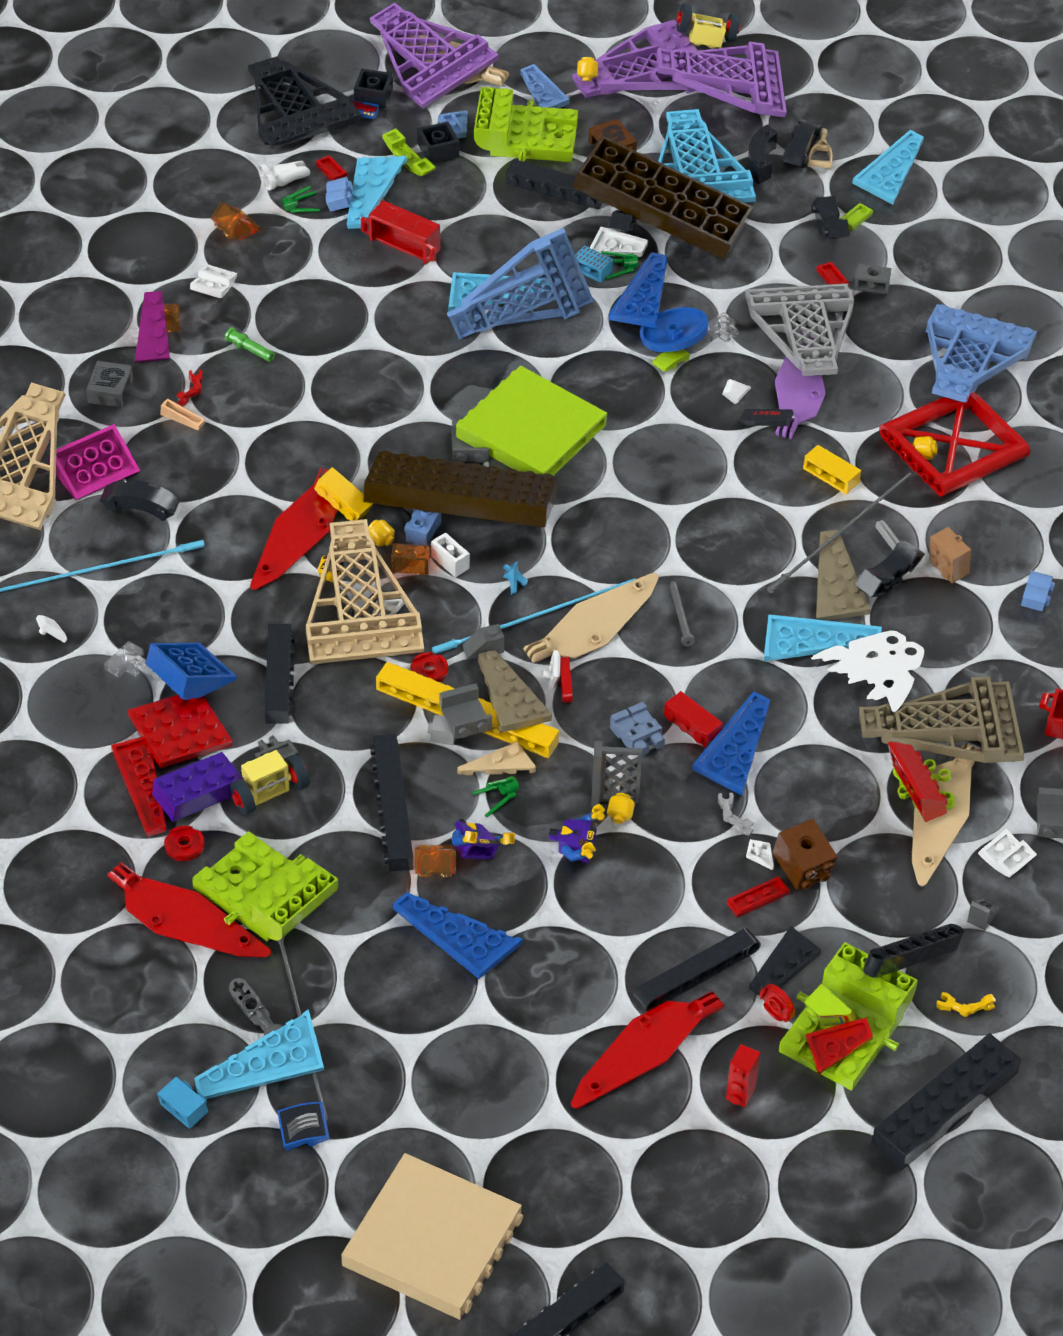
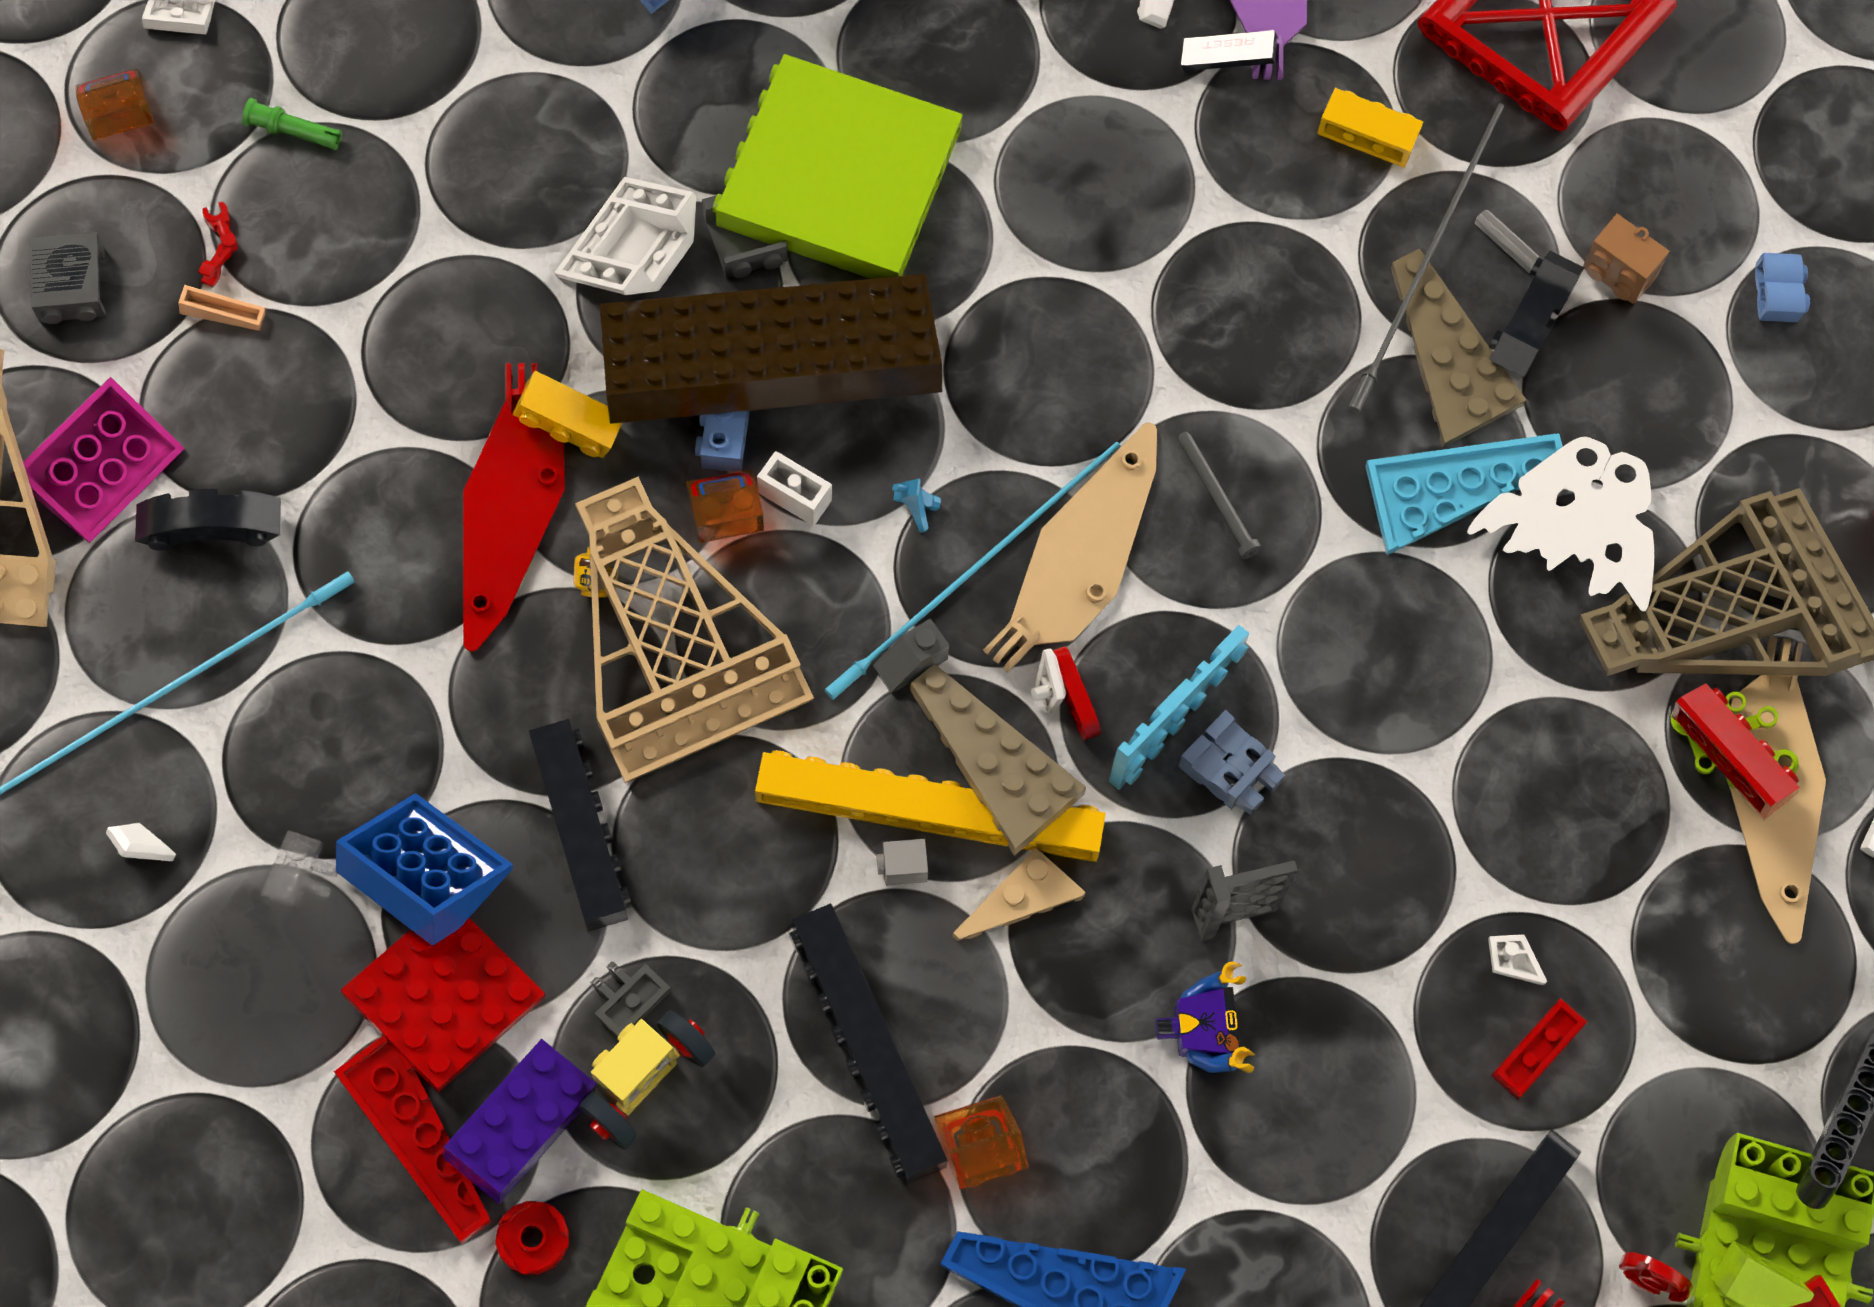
camera: 20 degrees left, 20 degrees up
(152, 335) = (111, 150): magenta wing -> none
(381, 533) = (658, 471): yellow head -> none
(391, 606) = (727, 628): white piece -> none
(410, 431) = (633, 239): none -> white slope
(428, 659) = (835, 713): red tile -> none
(464, 711) = (937, 829): dark grey panel -> none
(476, 842) = (1043, 1088): torso -> none
(506, 786) = (1050, 949): green plant -> none
(609, 695) = (1171, 712): none -> medium azure wing
(620, 808) = (1257, 939): yellow head -> none
(692, 719) = (1314, 715): red brick -> none
(726, 805) = (1471, 910): light grey piece -> none
(733, 749) = (1400, 758): blue wing -> none
(786, 961) = (1628, 1172): black wing -> none
(805, 855) = (1601, 955): reddish brown brick -> none
(925, 446) = (1507, 41): yellow head -> none

